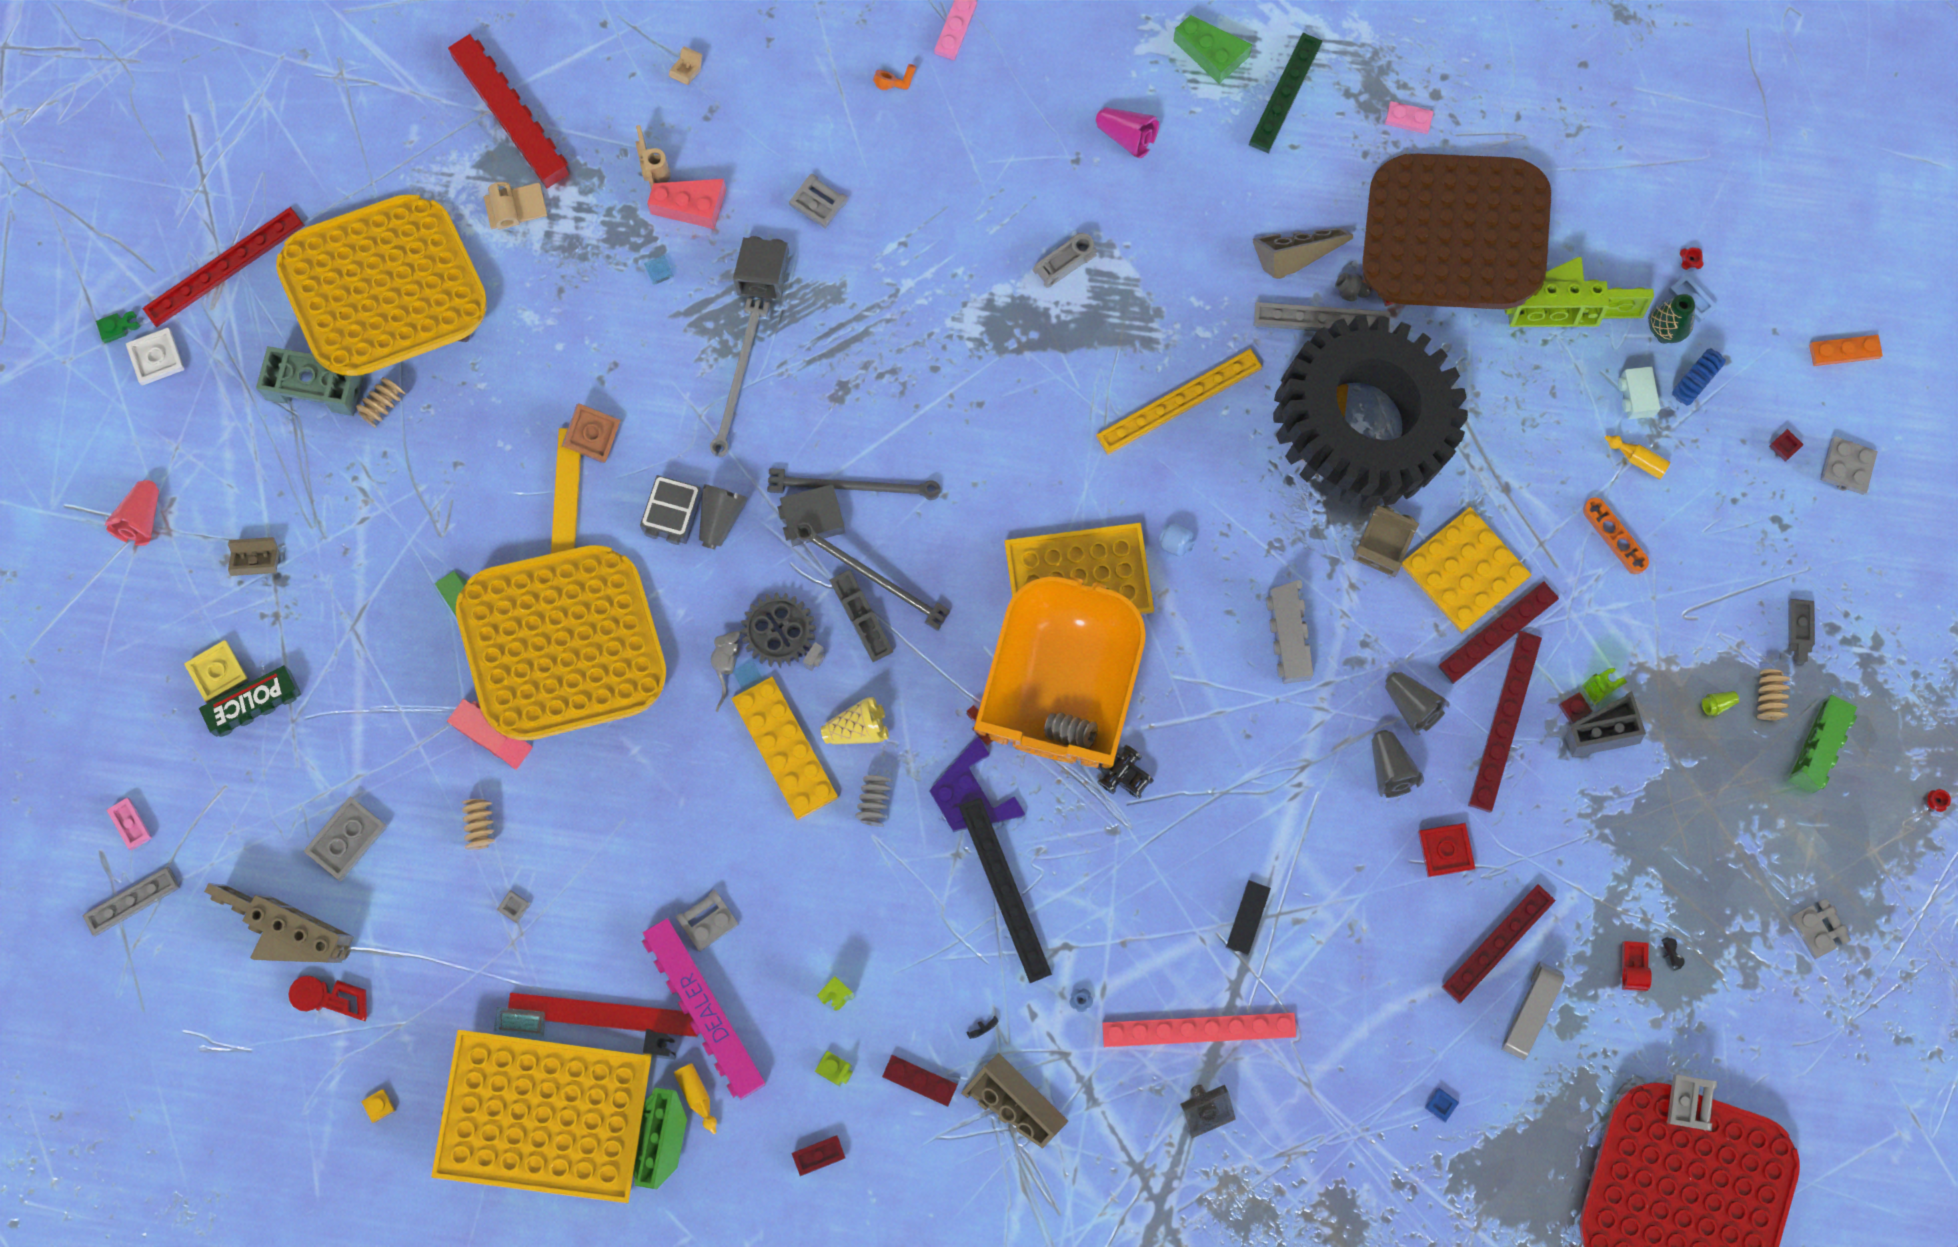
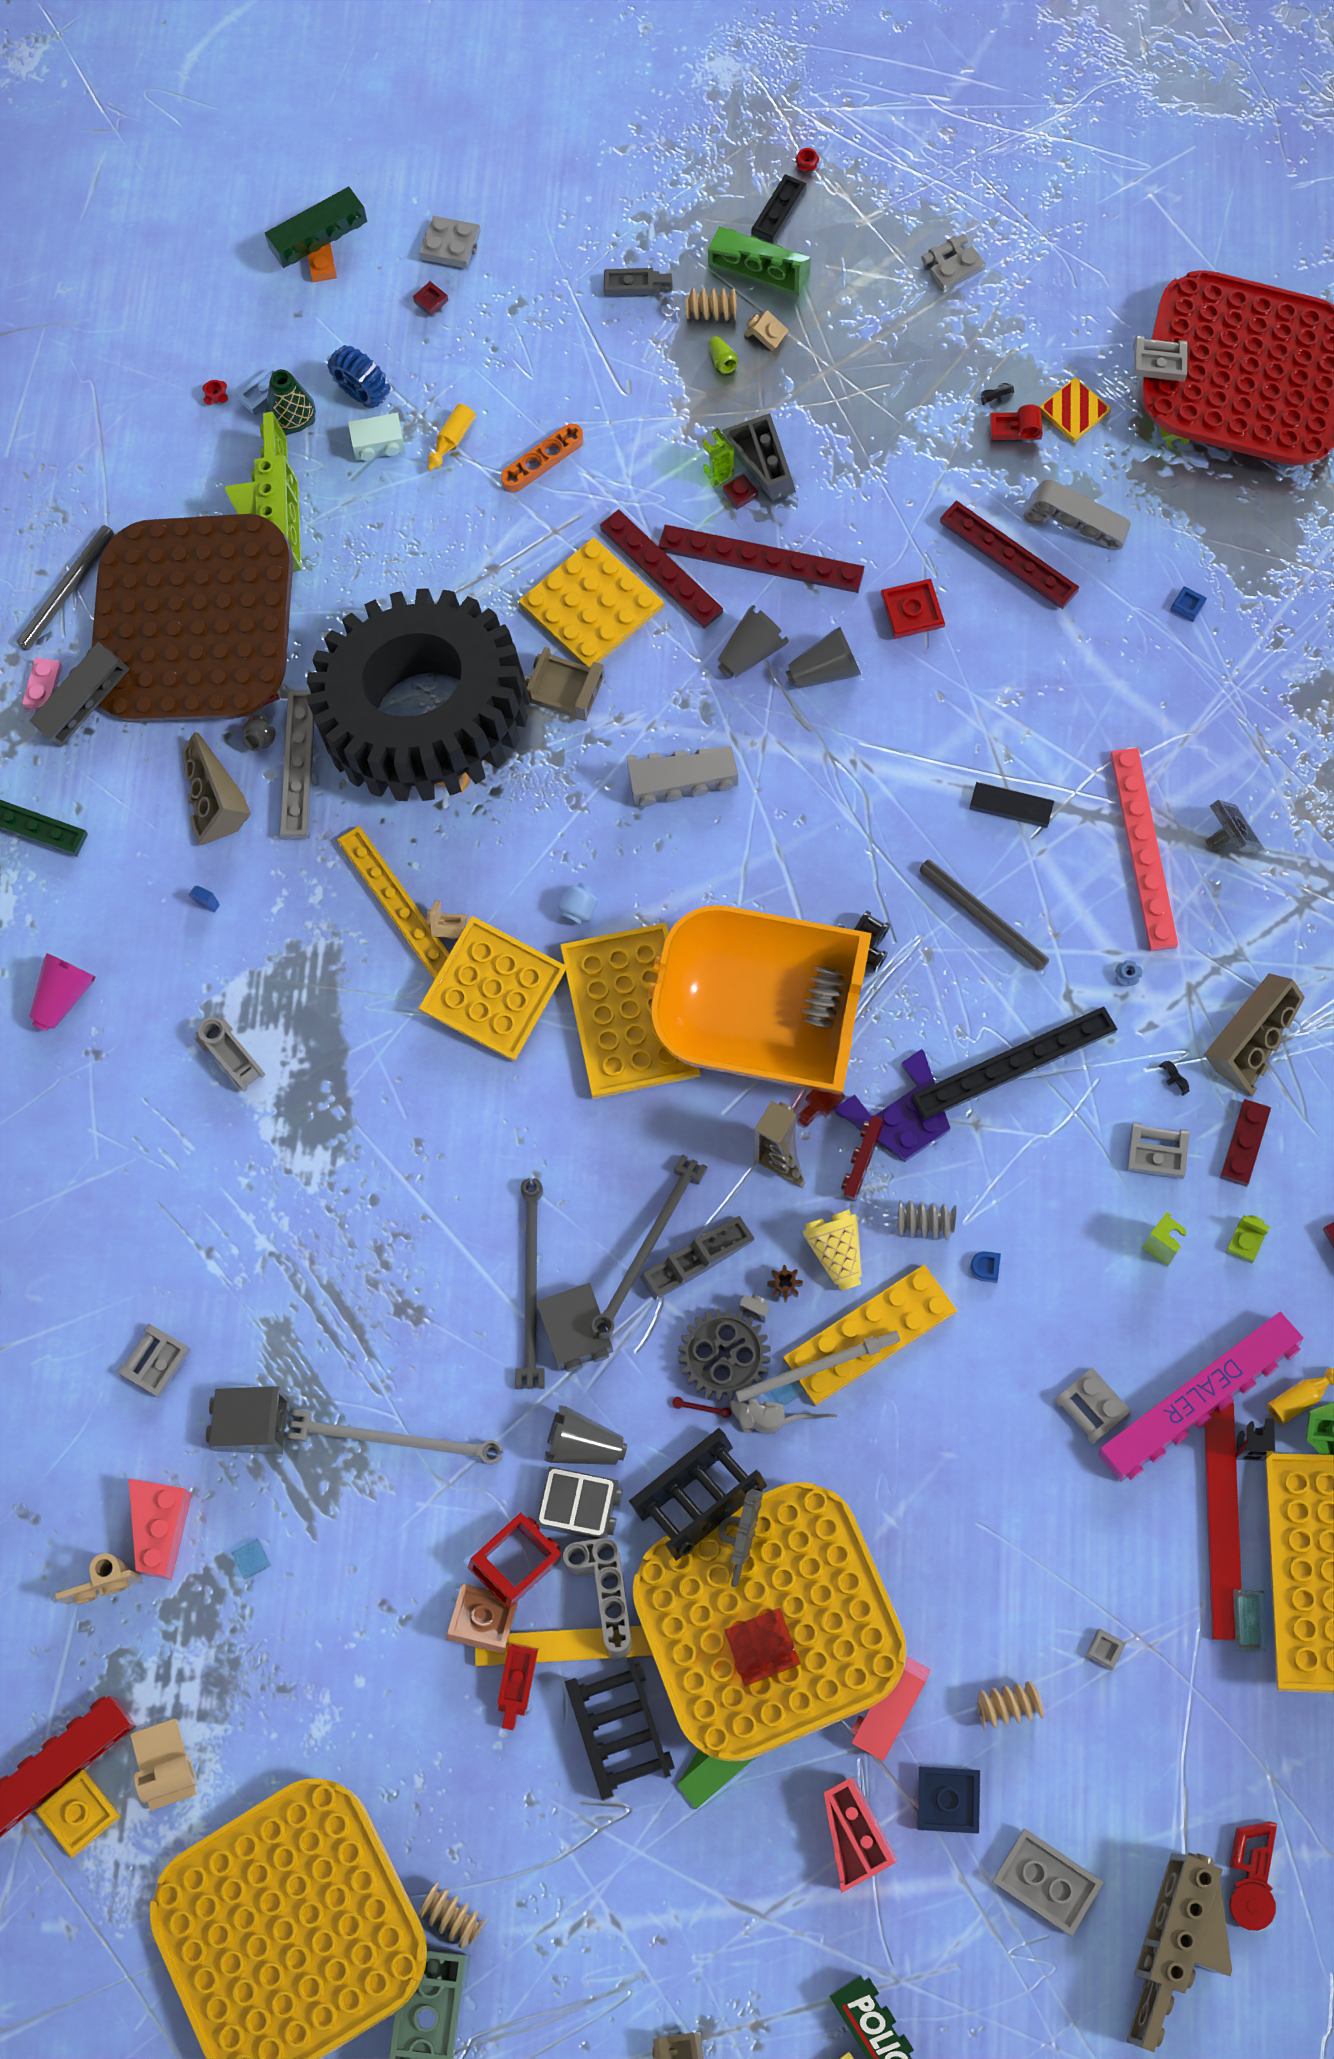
camera: 90 degrees left, 5 degrees down
(396, 697) = (856, 1835): none -> coral wedge
(415, 770) = (948, 1800): none -> dark blue plate
(482, 512) = (599, 1751): none -> black fence
(489, 147) = (78, 1813): none -> yellow tile
(536, 631) = (762, 1647): none -> clear red hinge
(540, 456) = (516, 1682): none -> red hinge
(594, 523) = (607, 1597): none -> light grey beam
(614, 442) = (494, 1579): none -> red window
(630, 627) = (745, 1532): none -> dark grey piece
(678, 581) = (682, 1473): none -> black fence
(745, 594) = (678, 1403): none -> dark red hinge
(770, 742) = (869, 1346): none -> light grey bar
(830, 688) = (785, 1291): none -> reddish brown gear
(832, 848) = (986, 1266): none -> blue tile
(910, 1003) = (1157, 1158): none -> light grey plate
(930, 753) = (862, 1157): none -> dark red plate
(941, 681) = (776, 1143): none -> dark tan wedge
(1104, 465) = (493, 988): none -> yellow plate
(1144, 881) = (984, 915): none -> dark grey axle
(1166, 432) = (445, 924): none -> tan bracket
(1203, 242) = (204, 898): none -> blue tile
(1392, 143) = (79, 694): none -> dark grey brick
(1501, 135) = (65, 587): none -> dark grey axle
(1652, 1025) = (1074, 410): none -> yellow tile
(1746, 744) = (766, 329): none -> tan bracket
(1859, 344) = (316, 227): none -> dark green brick
(1884, 769) = (778, 208): none -> black tile

